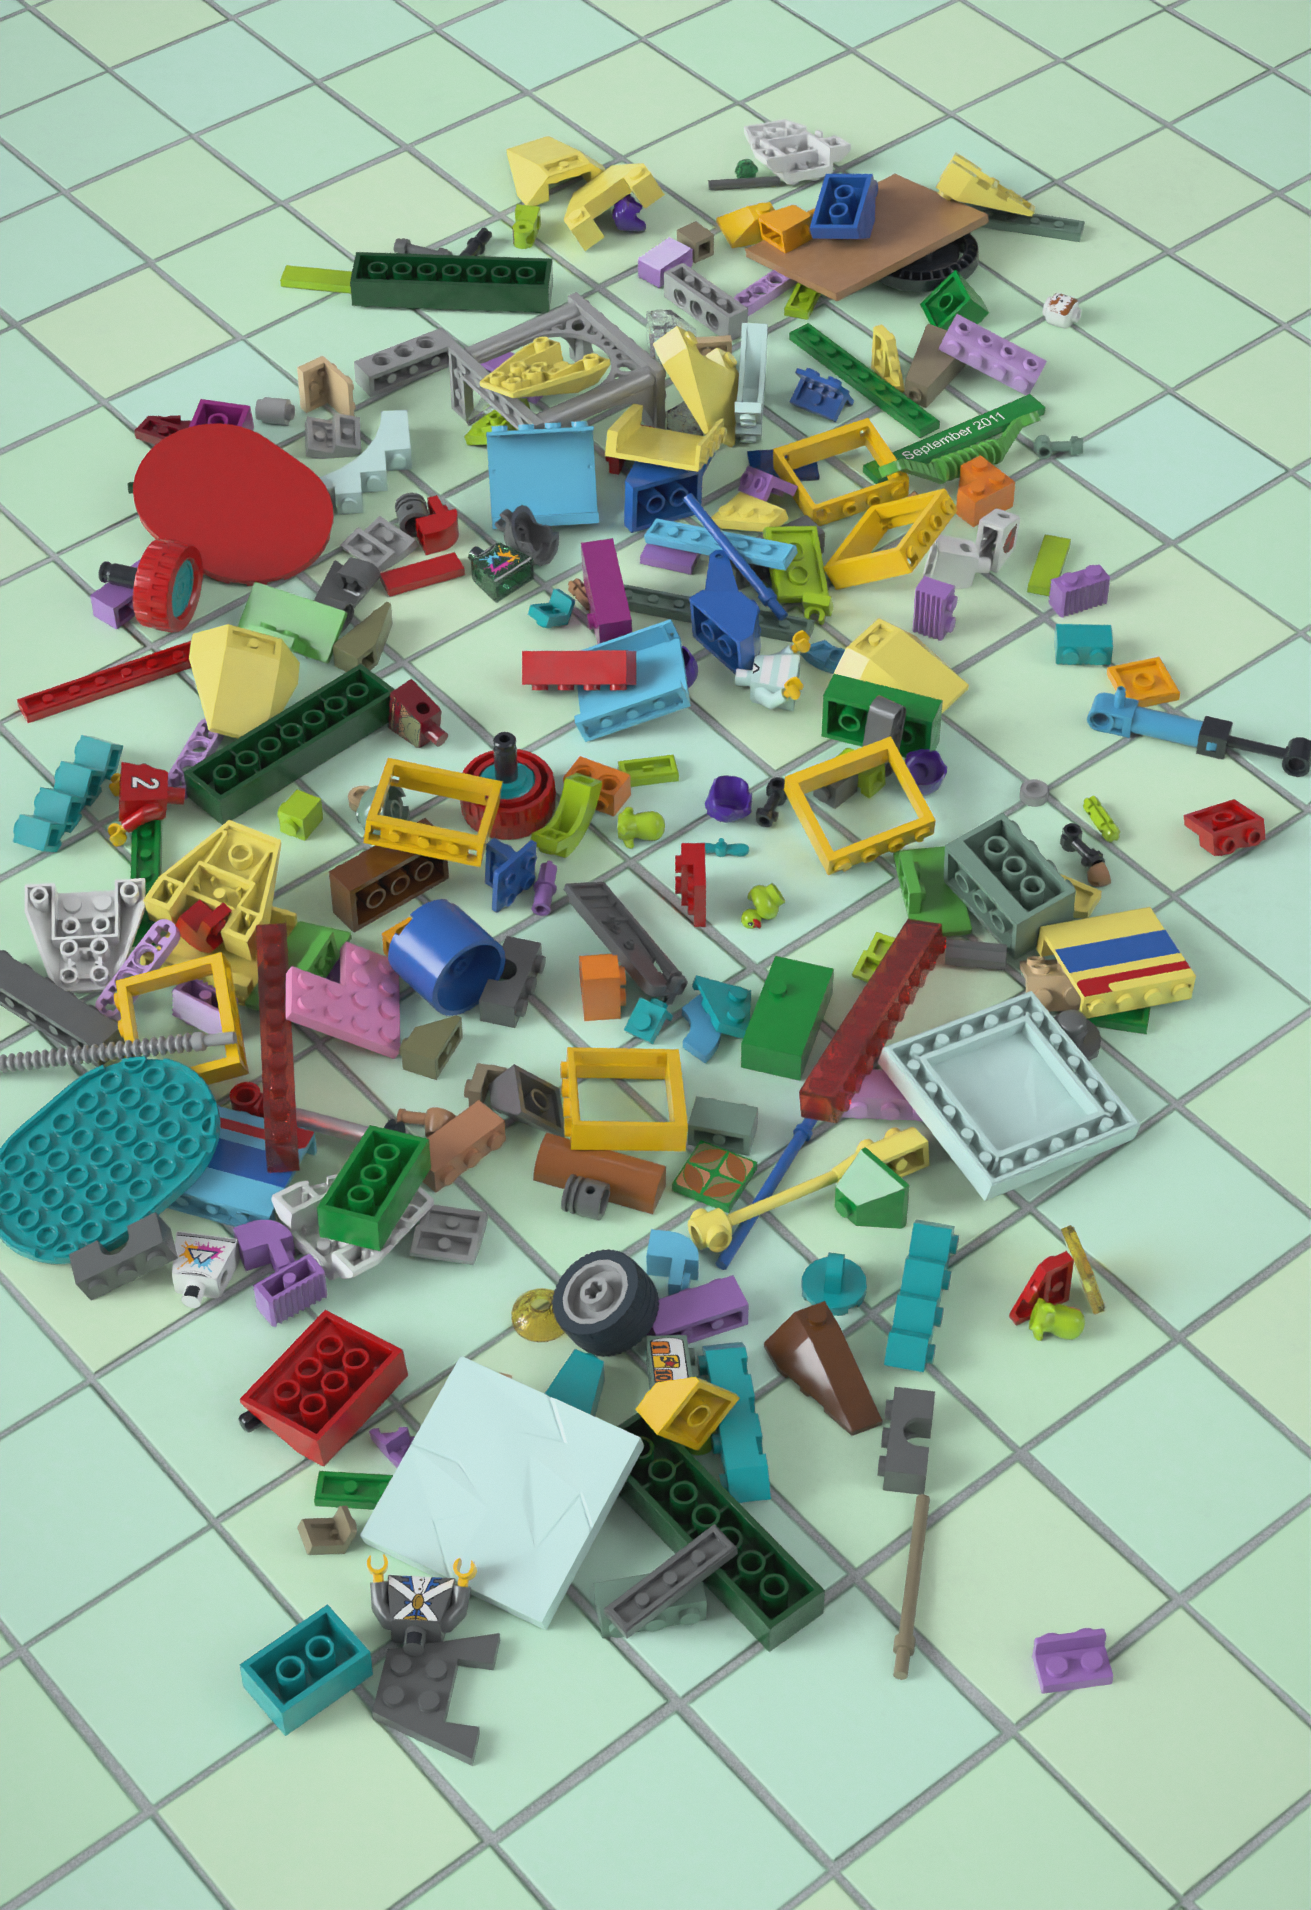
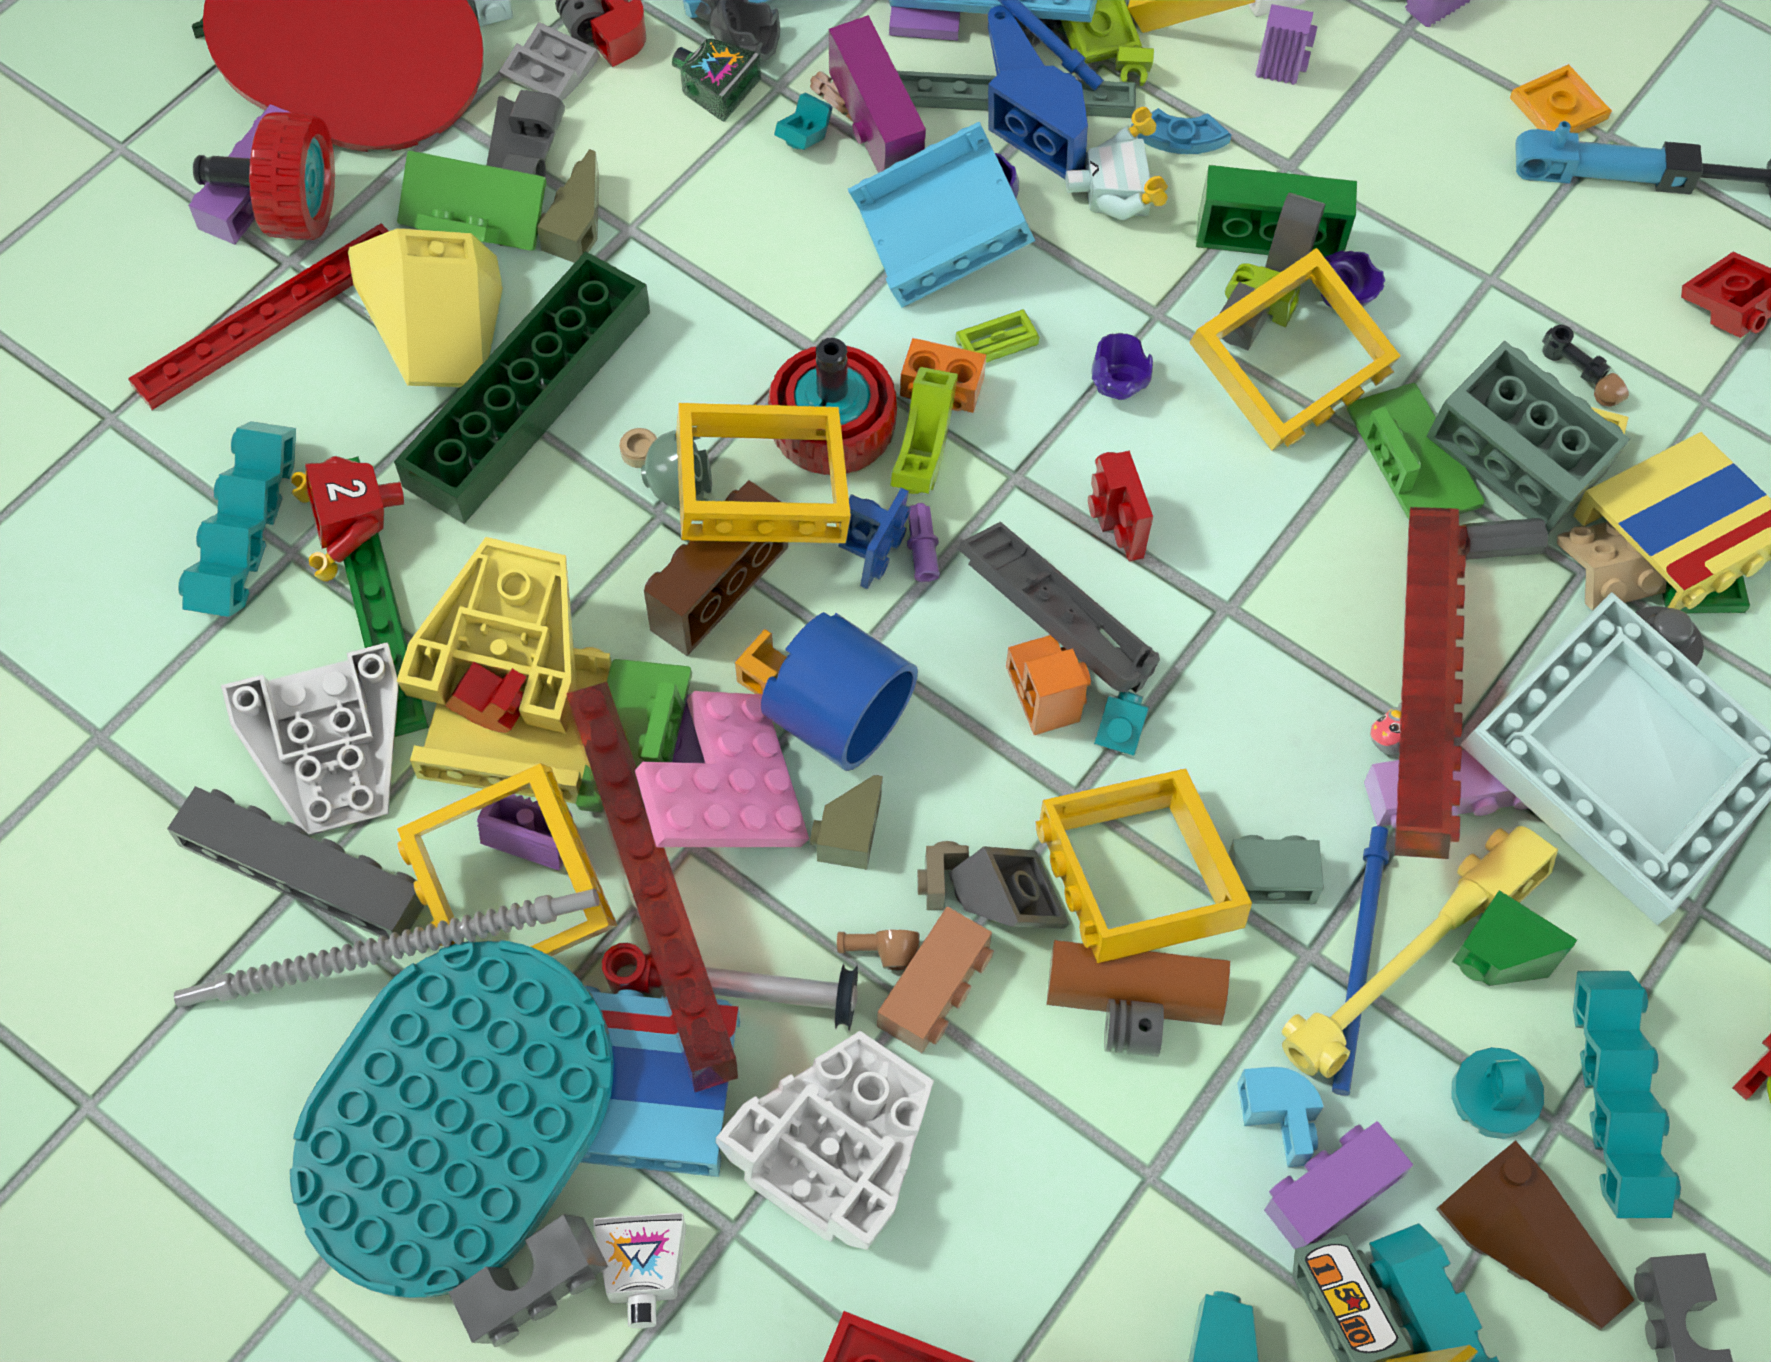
camera: 15 degrees left, 15 degrees up
(132, 965) = (409, 786): lavender beam -> none
(189, 757) = (391, 427): lavender beam -> none
(264, 1243) = (721, 1199): medium lavender brick -> none
(290, 1290) = (780, 1278): medium lavender brick -> none
(300, 815) = (565, 491): lime brick -> none
(374, 1188) = (859, 1100): green brick -> none
(415, 716) = (678, 315): dark red torso -> none
(422, 574) = (617, 96): red tile -> none
(449, 1234) = (967, 1127): light grey slope -> none
(507, 1000) = (925, 730): dark grey arch -> none
(533, 1323) = (1120, 1249): clear yellow piece -> none
(579, 668) = (872, 208): brick -> none
(605, 1303) = (1233, 1245): black wheel -> none
(643, 825) = (1019, 424): lime animal -> none
(702, 1037) = (1196, 716): dark azure tile -> none
(714, 1176) = (1286, 951): tile -> none
(722, 848) = (1129, 437): teal piece -> none
(726, 1005) = (1219, 681): teal wing -> none
(767, 903) = (1217, 511): lime animal -> none
(777, 797) = (1172, 344): black bar -> none
(787, 1018) = (1304, 686): green brick -> none
(872, 956) = (1382, 568): lime slope -> none
(900, 661) = (1266, 131): light yellow wedge -> none
(1034, 793) = (1486, 283): light grey tile -> none
(1083, 644) = (1475, 62): teal brick -> none
(1101, 819) = (1582, 307): lime axle -> none

